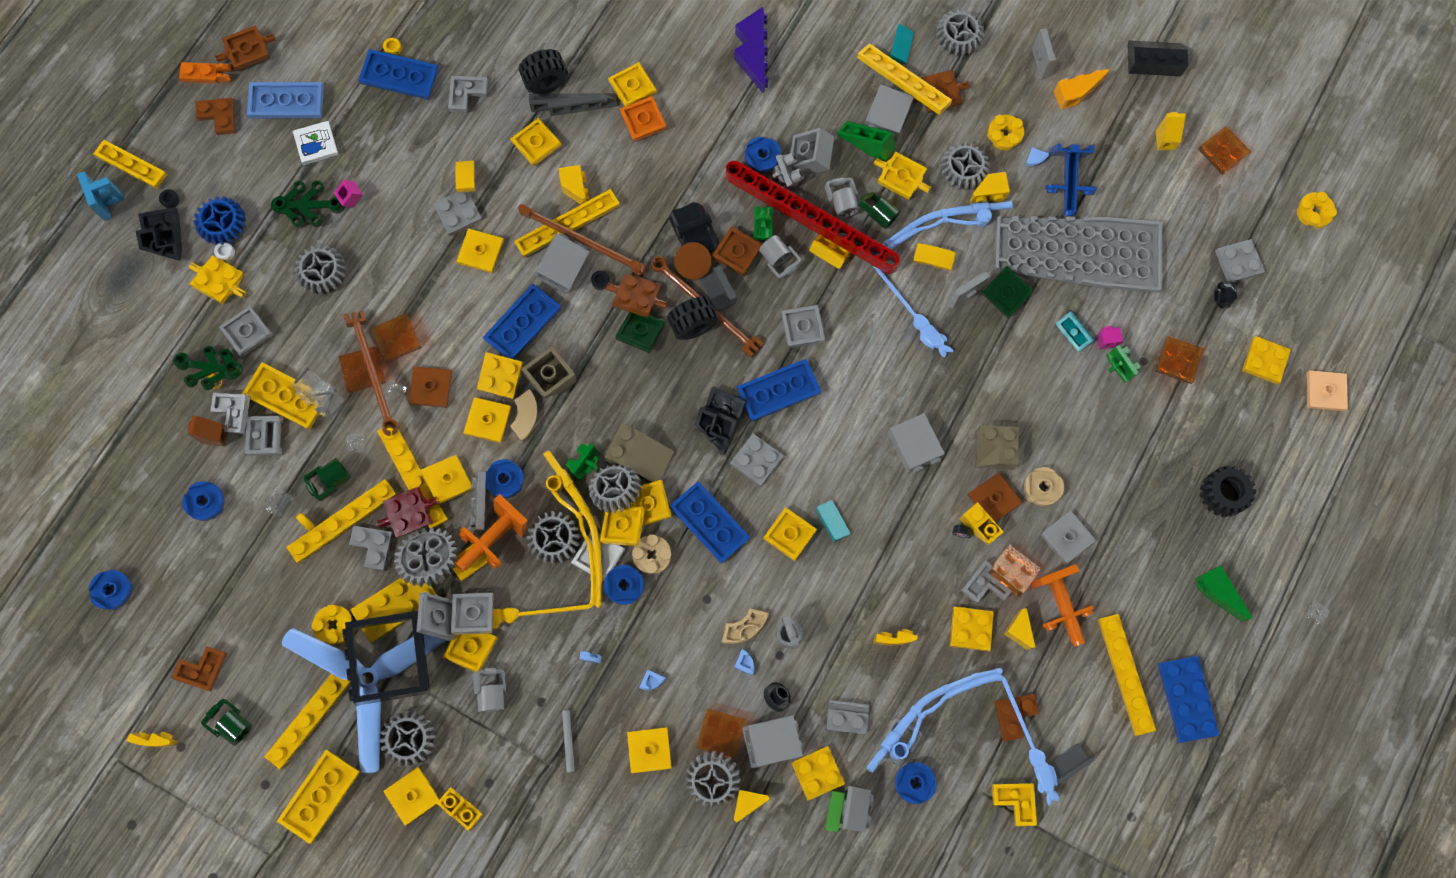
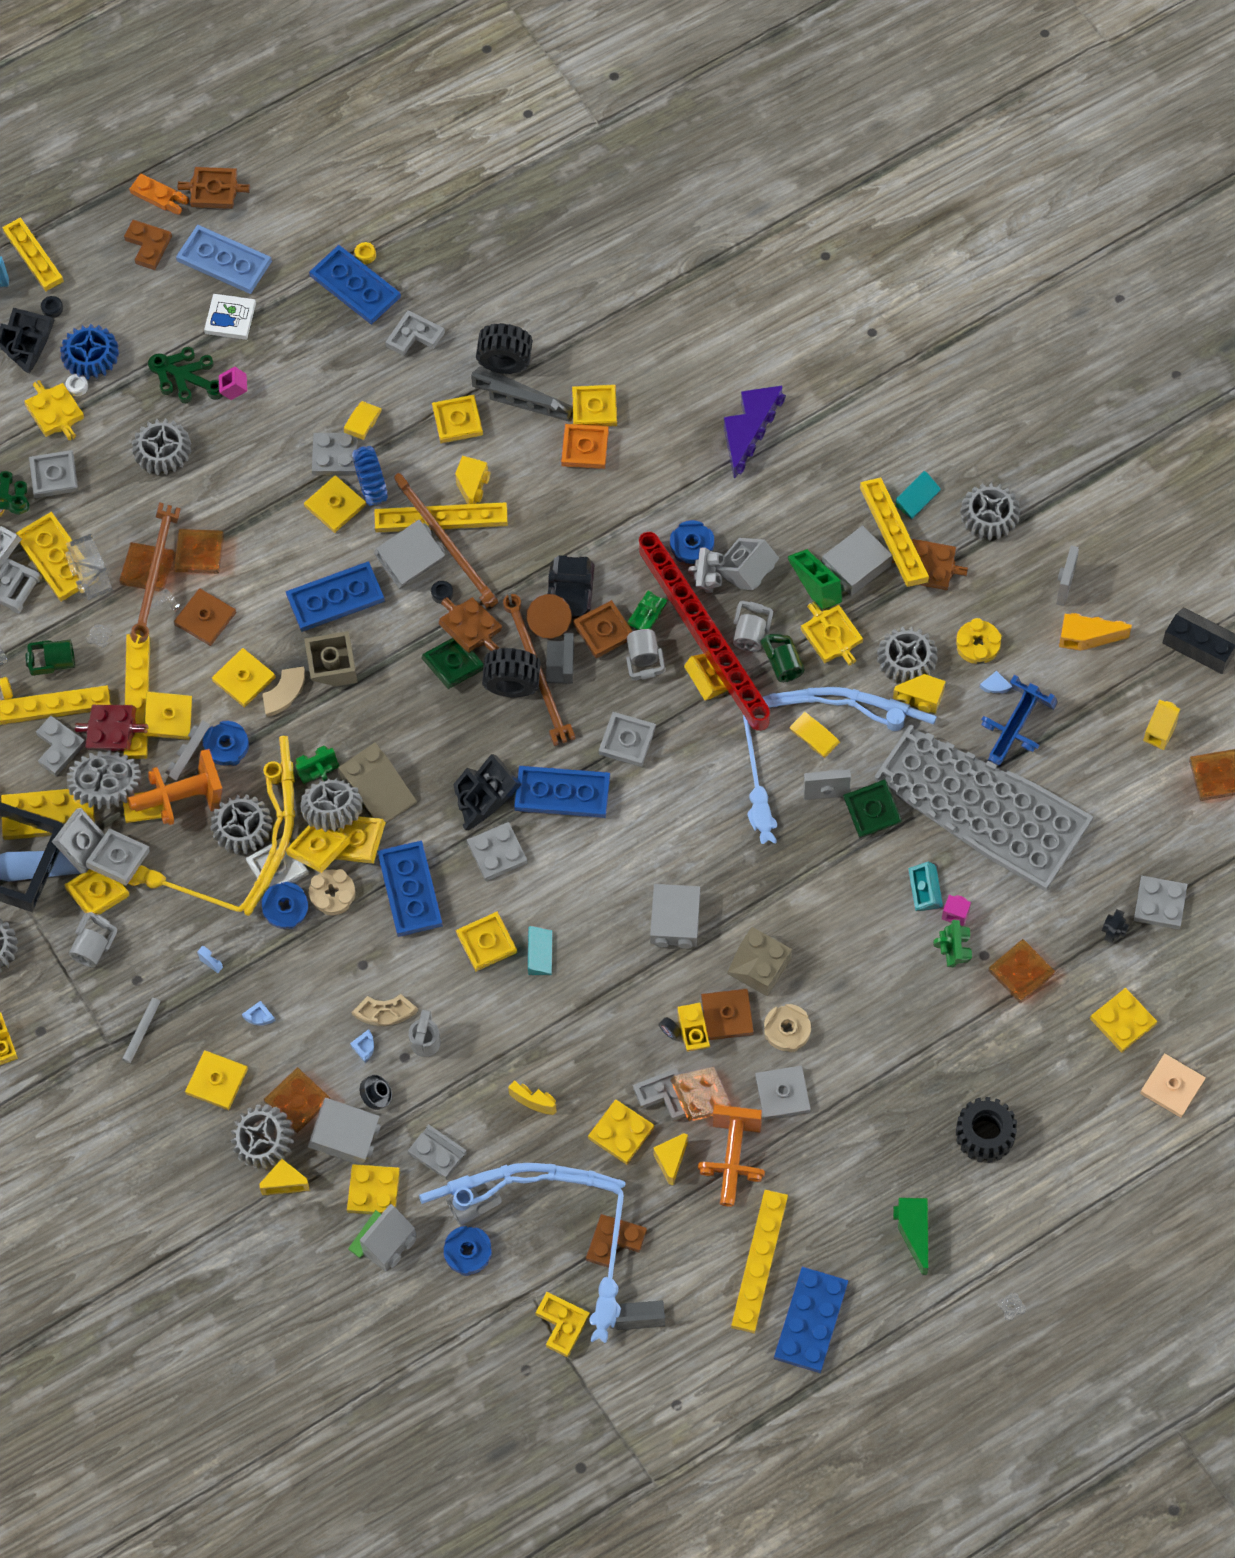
camera: 35 degrees right, 10 degrees down
(497, 216) = (370, 475): none -> blue gear
(500, 375) = (281, 638): yellow plate -> none

